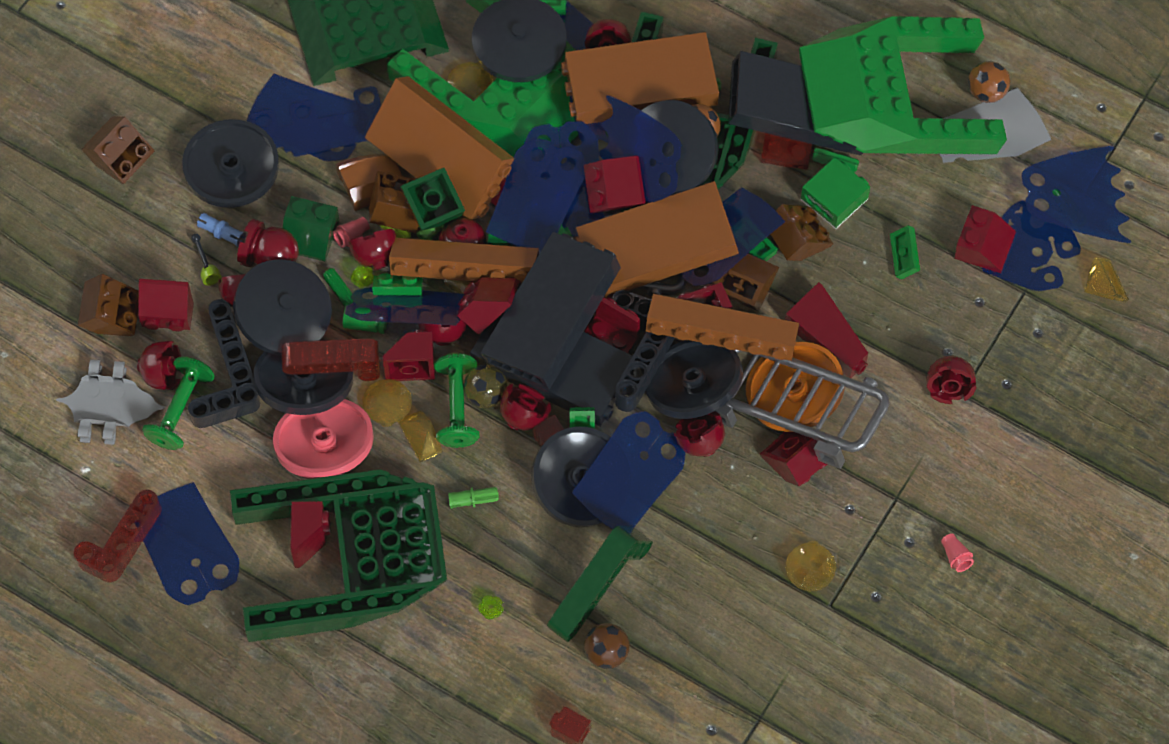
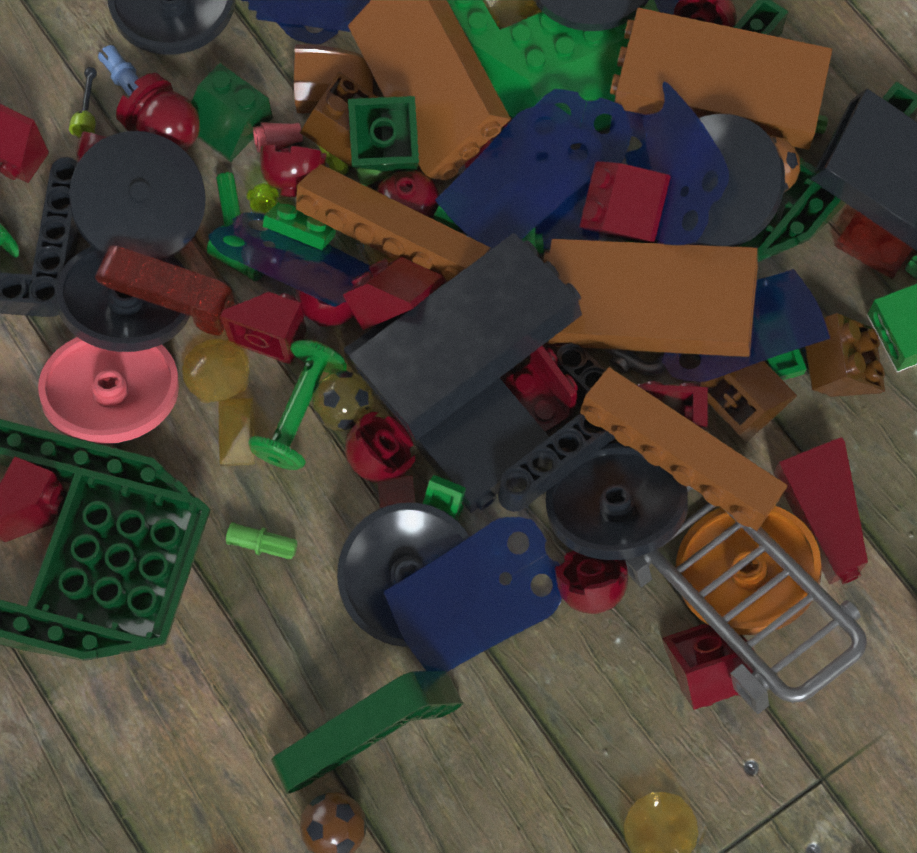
camera: 25 degrees right, 5 degrees up
(493, 613) = (215, 710): clear neon green plate -> none

